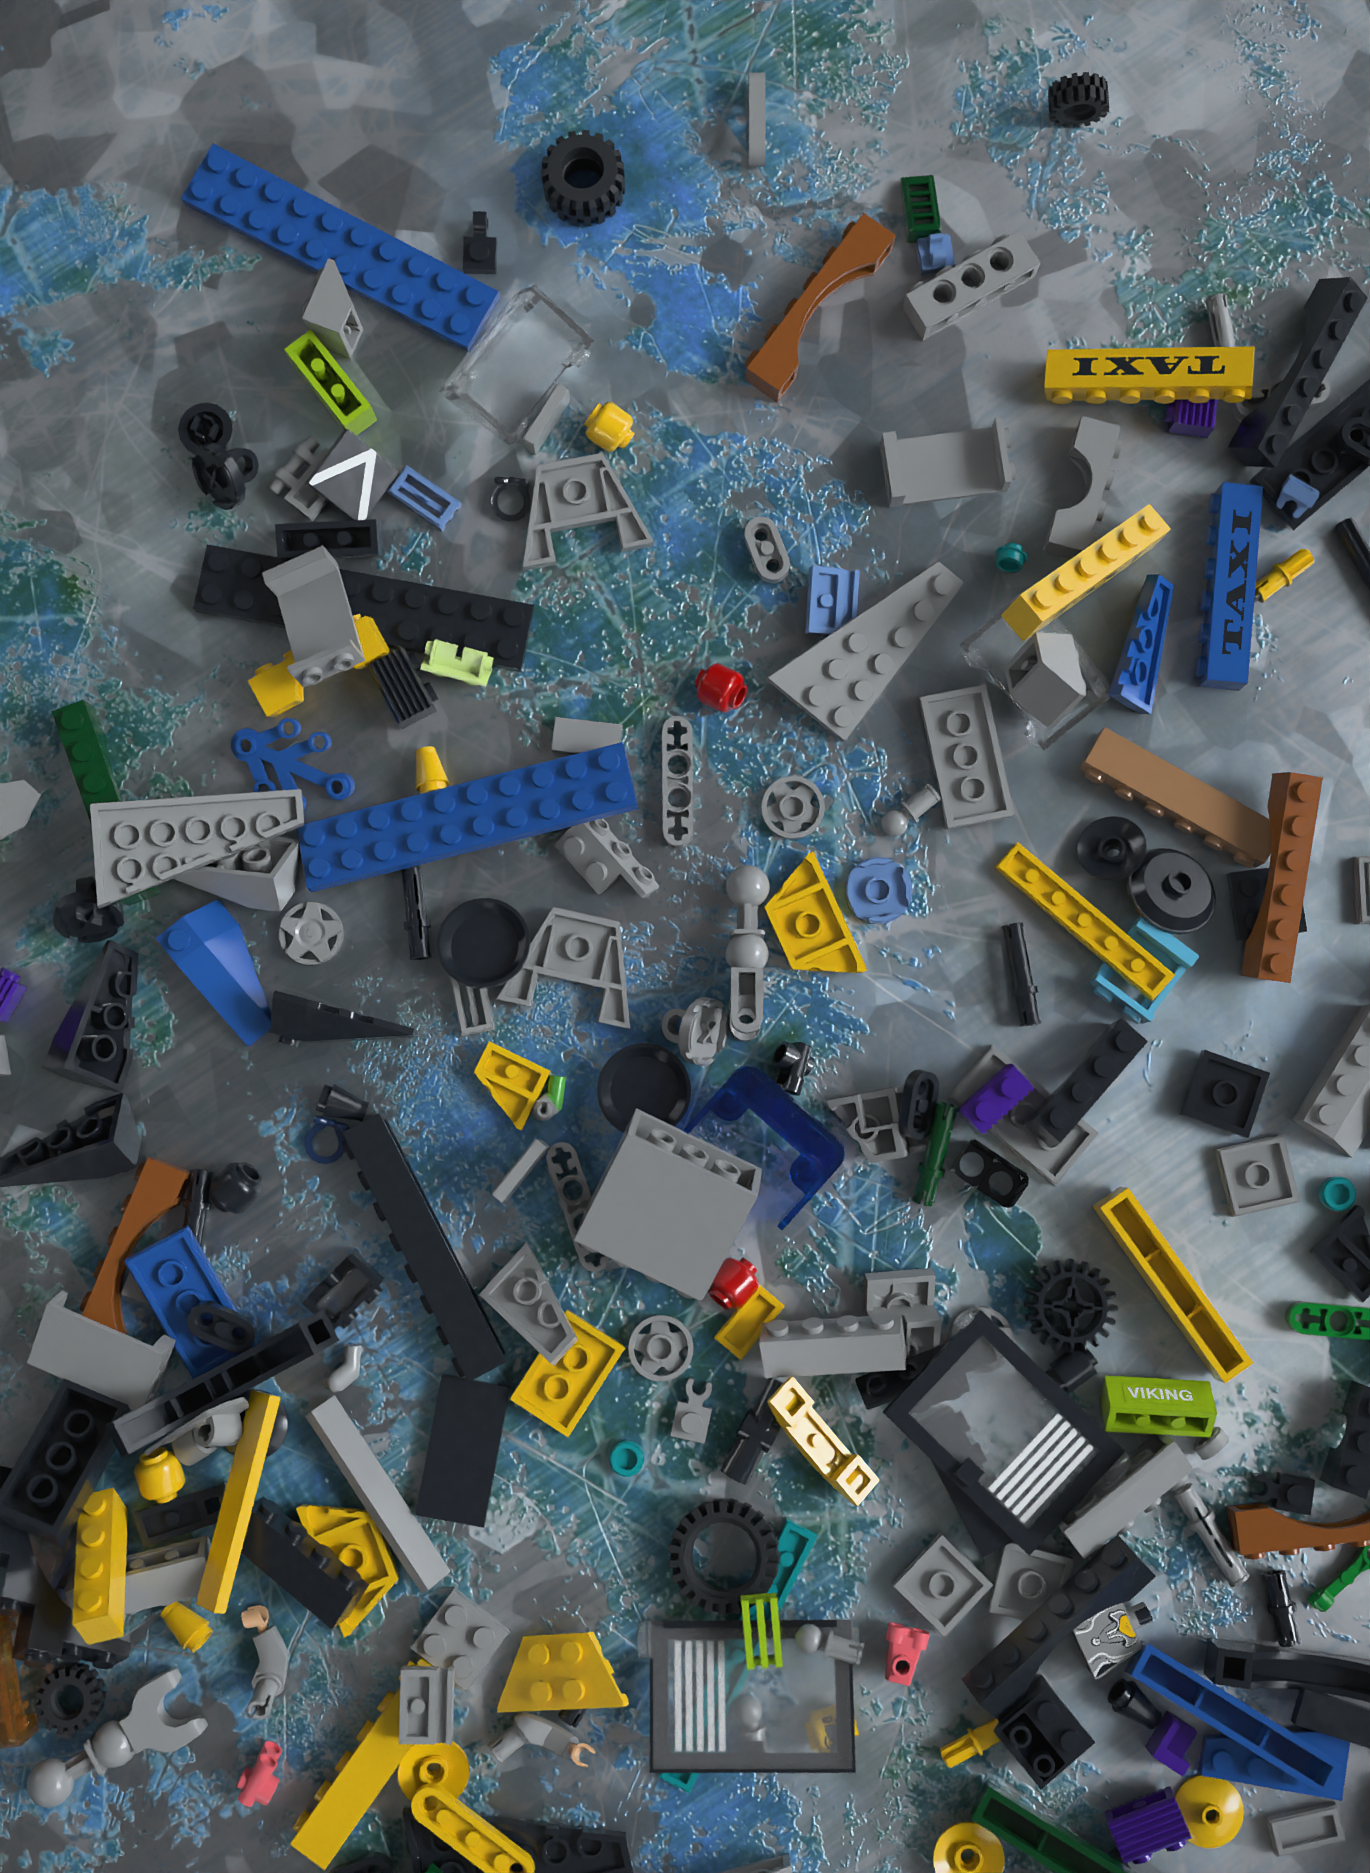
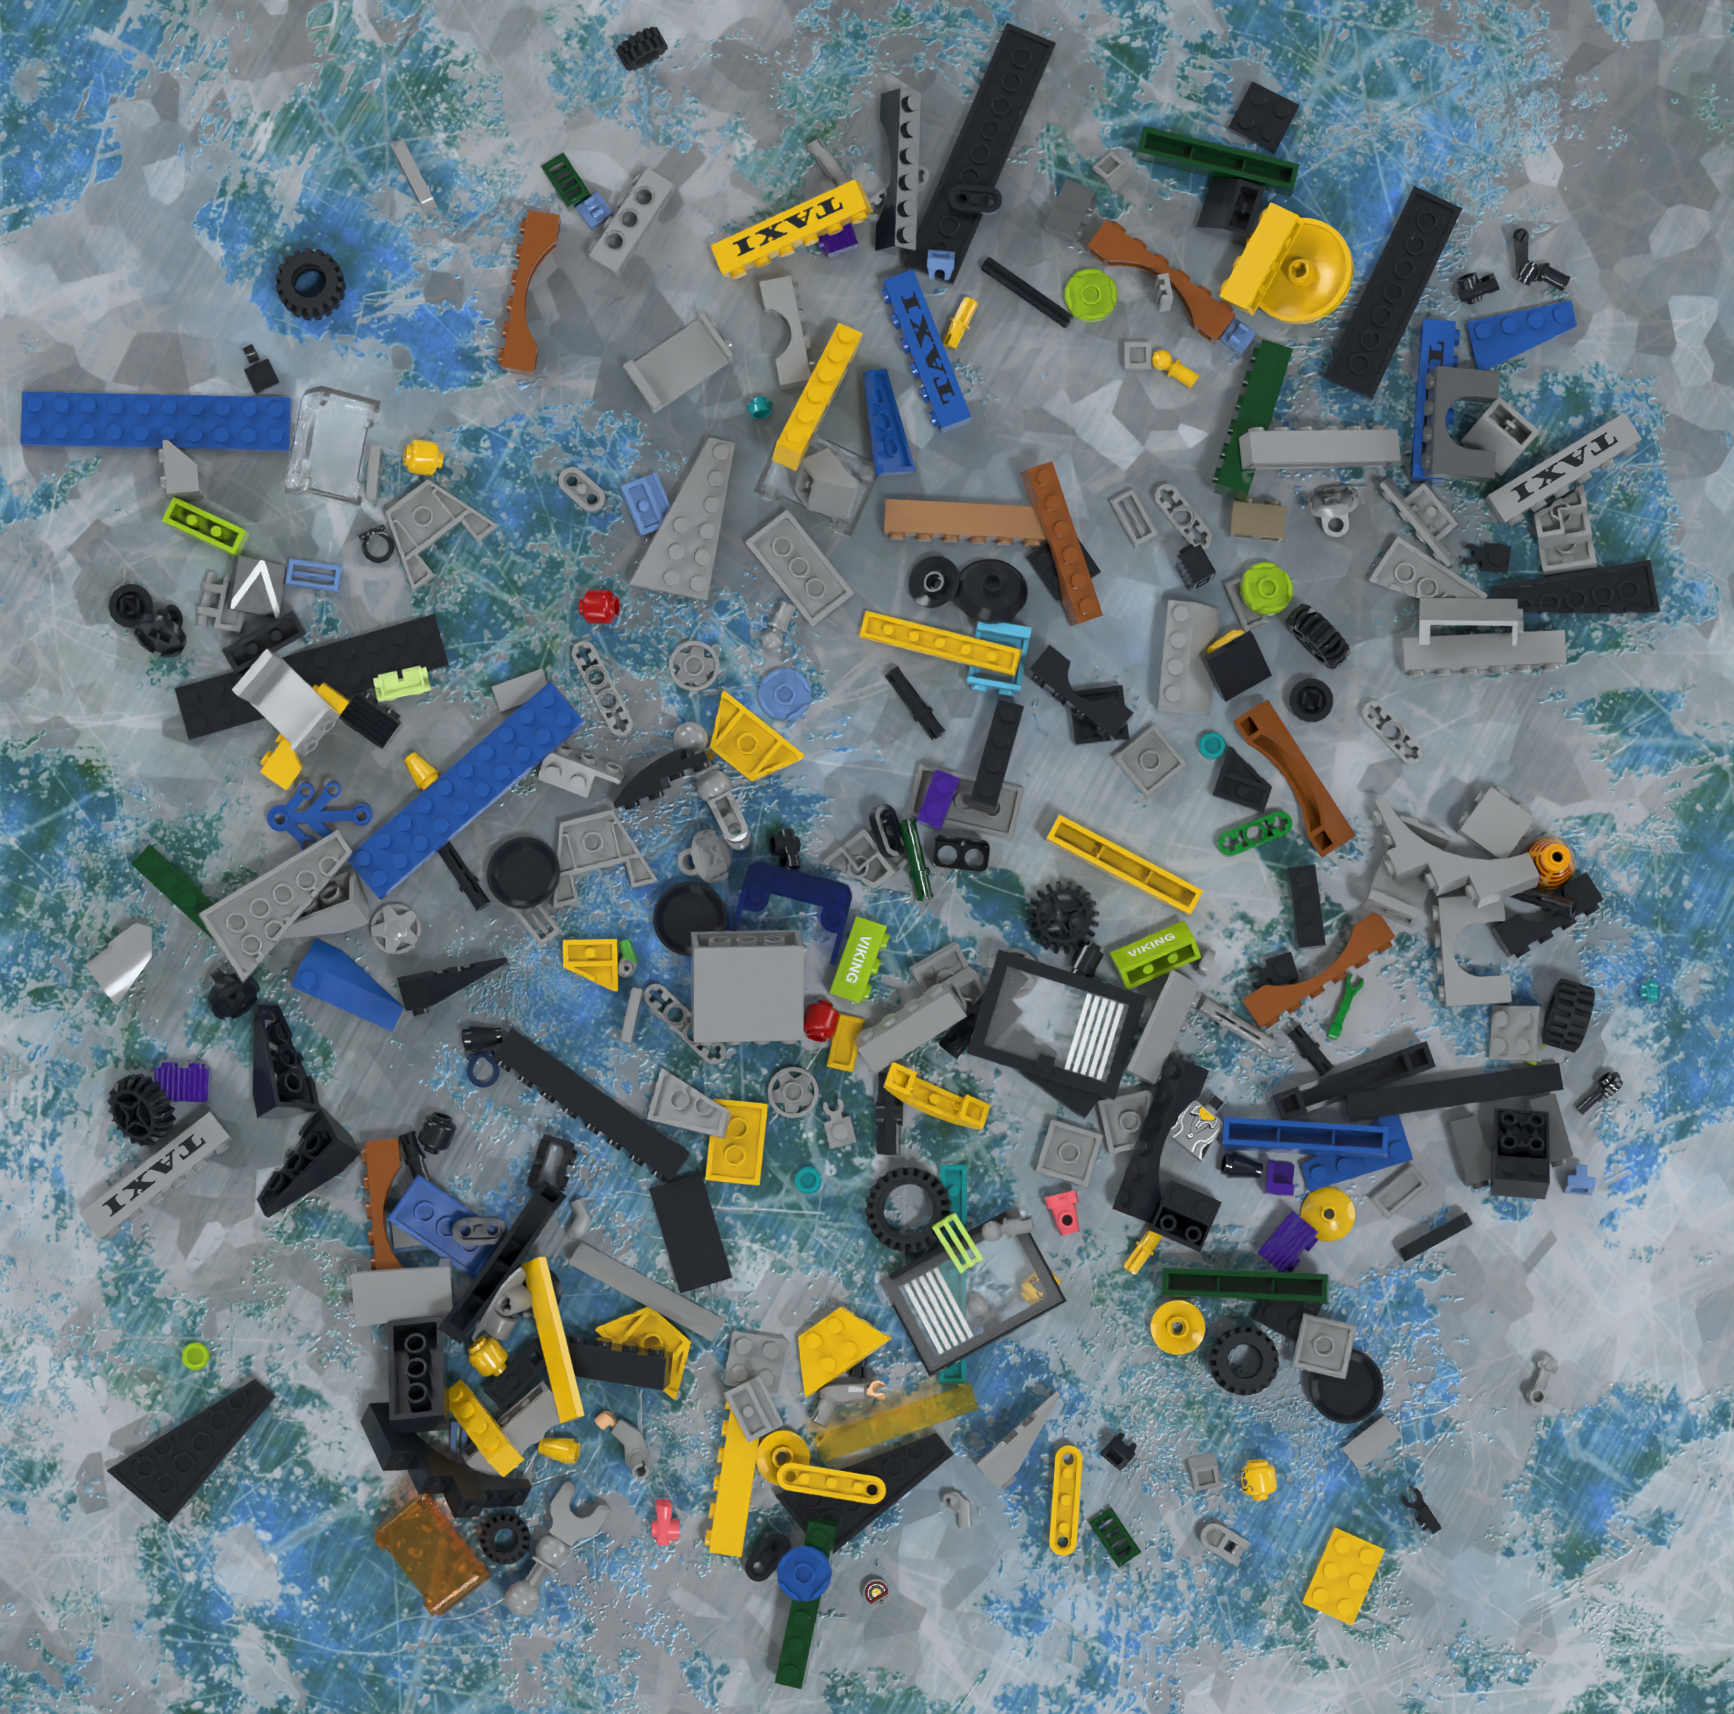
camera: 30 degrees left, 0 degrees up
(585, 1800) = (896, 1422): none -> clear yellow brick
(684, 911) = (654, 778): none -> black slope
(812, 1236) = (859, 961): none -> lime brick
(1236, 1101) = (1106, 715): none -> black arch

